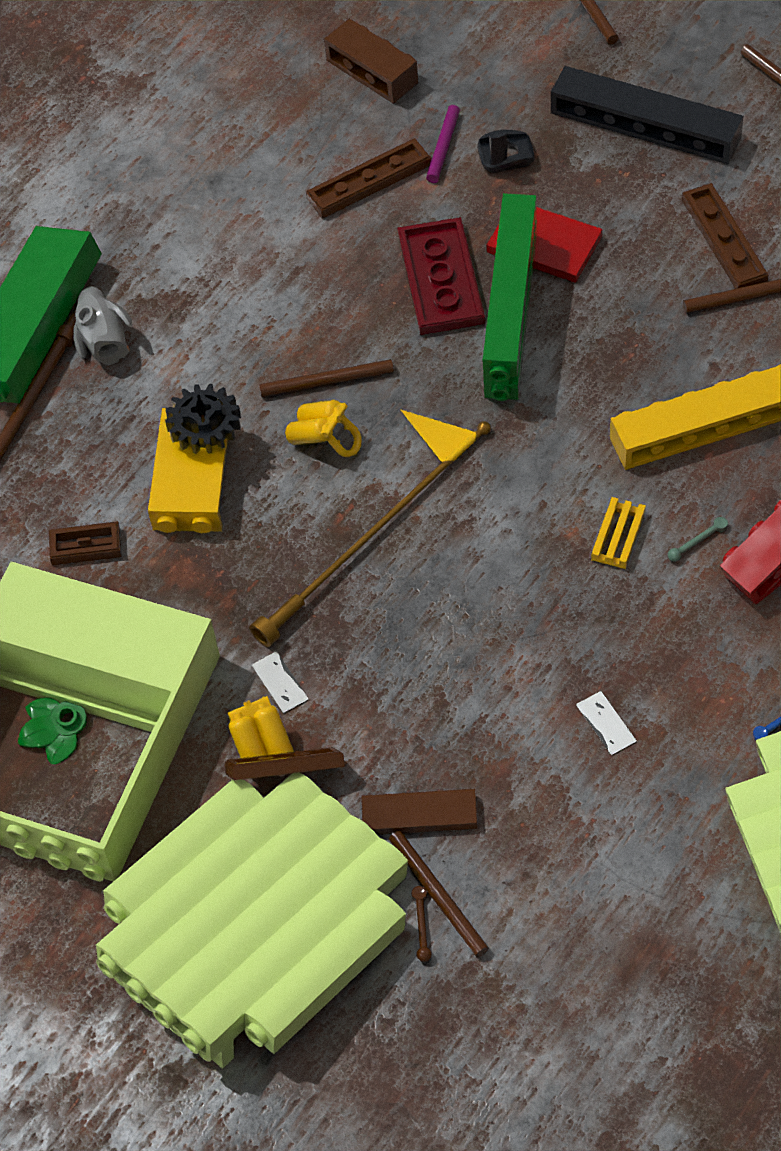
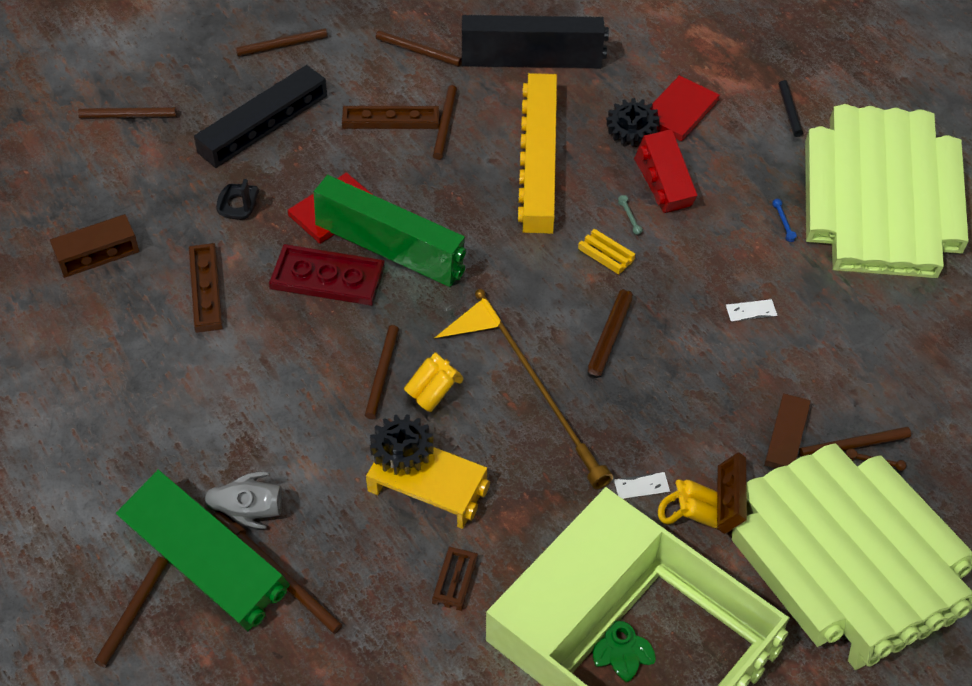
camera: 75 degrees left, 5 degrees down
(443, 144) = (203, 233): magenta bar -> none
(488, 577) = (610, 333): none -> reddish brown axle

